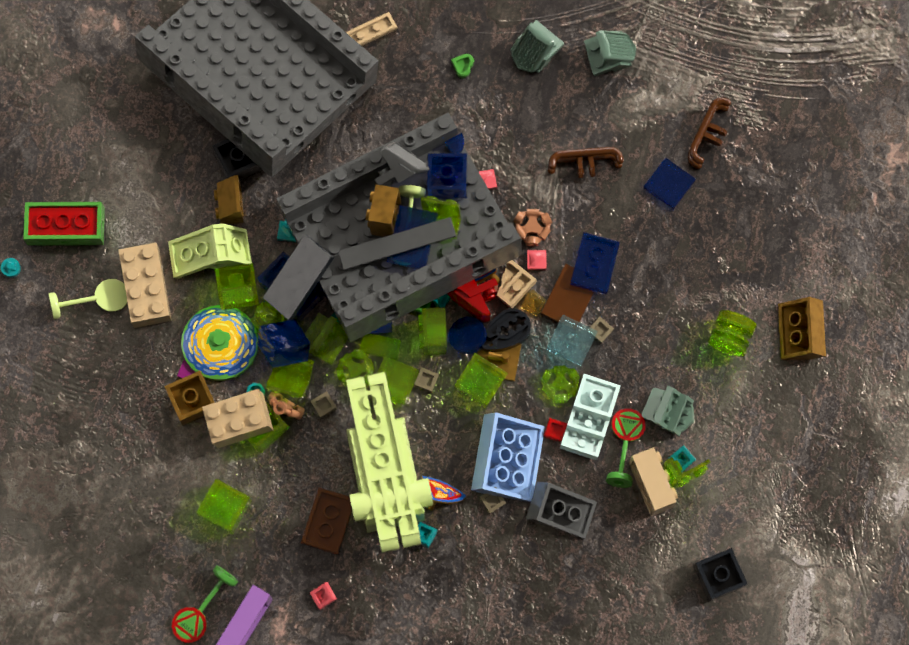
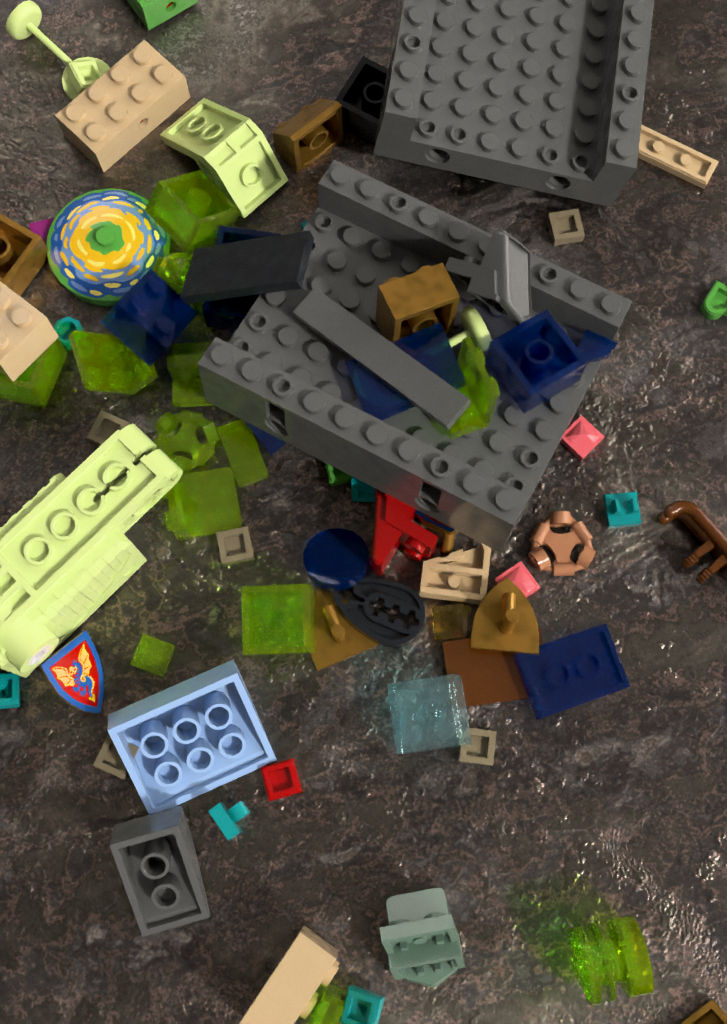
camera: 60 degrees right, 0 degrees up
(113, 294) = (83, 74): none -> yellowish green tile
(285, 406) = (62, 378): nougat piece -> none
(371, 110) = (565, 227): none -> dark tan tile
(433, 325) = (305, 505): clear neon green brick -> none
(454, 453) = (153, 655): none -> clear neon green plate
(534, 186) = (621, 510): none -> teal tile
(552, 276) = (505, 621): none -> pearl gold shield
(558, 465) = (228, 819): none -> teal tile
(560, 383) = (356, 740): clear neon green piece -> none
(590, 417) = (333, 819): light aqua slope -> none
(627, 426) = (357, 889): bright green piece -> none

